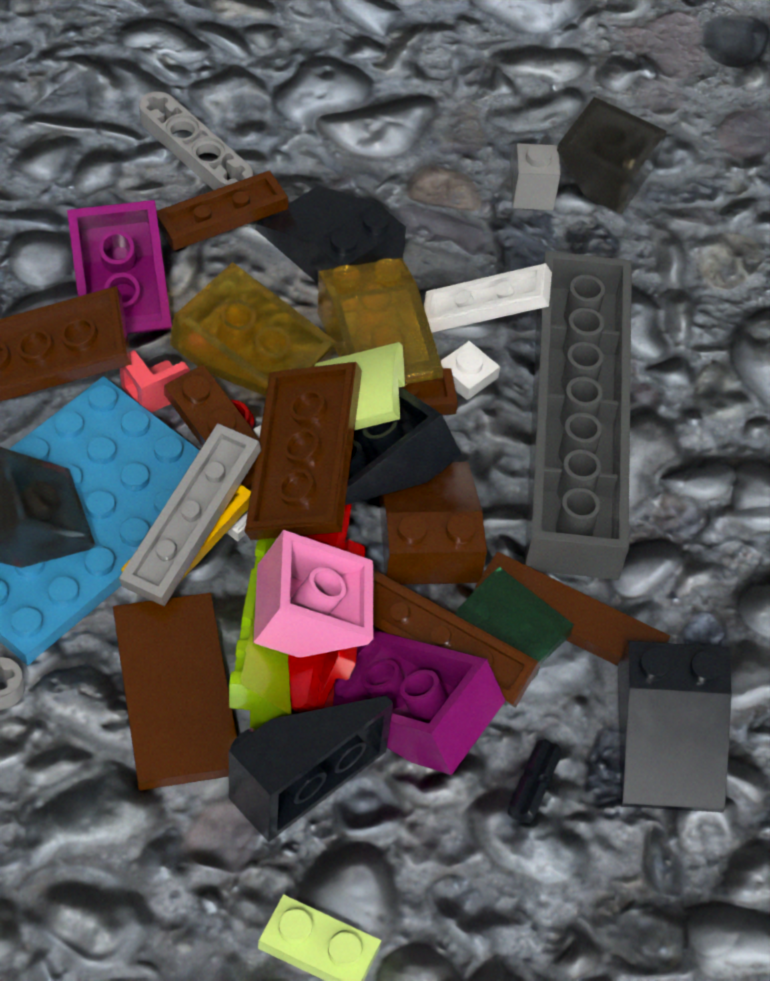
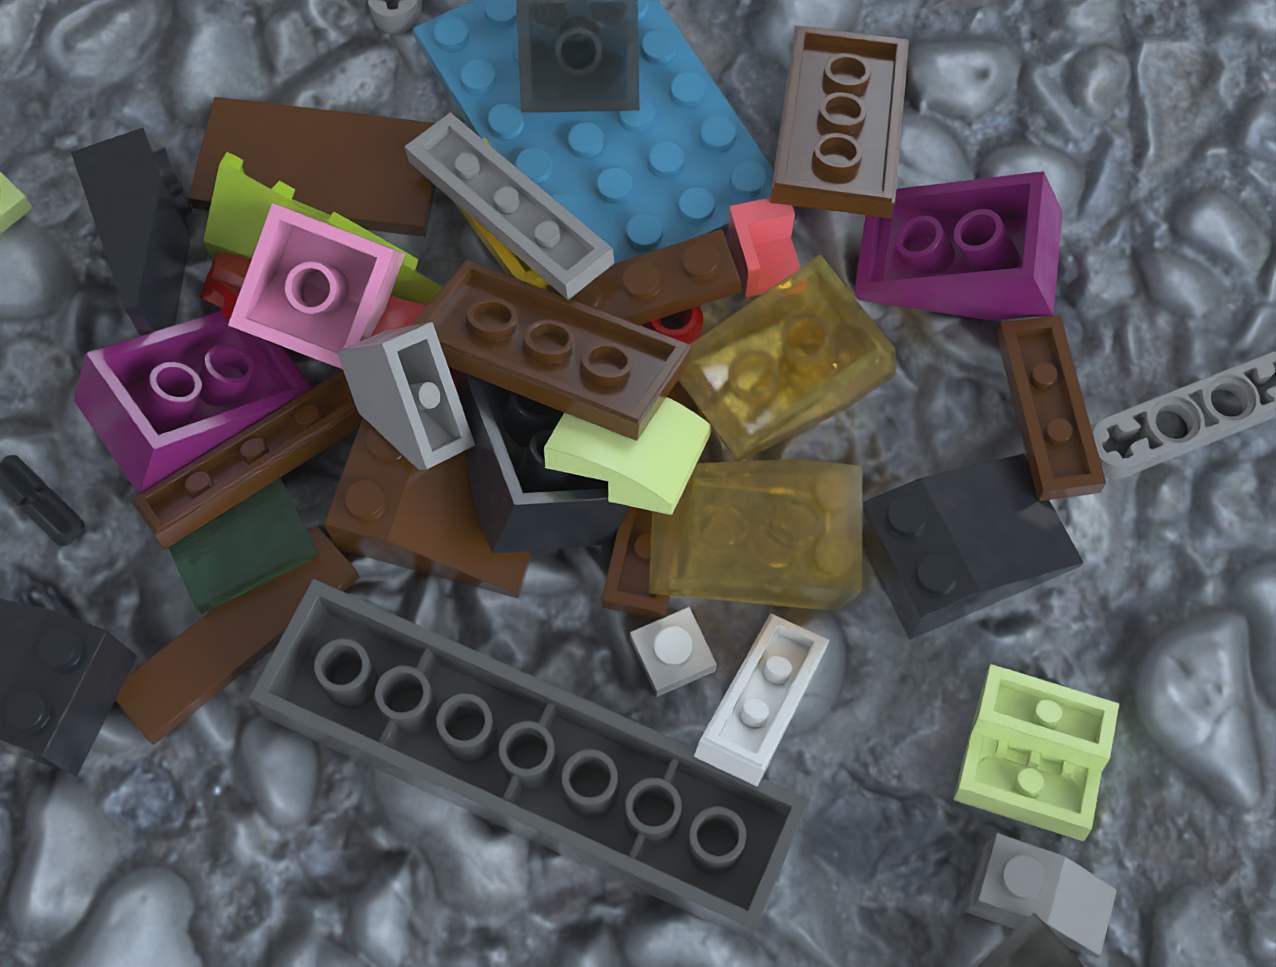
camera: 115 degrees right, 15 degrees up
(377, 512) = (408, 393): none -> light grey slope
(447, 189) = (1037, 752): none -> yellowish green slope

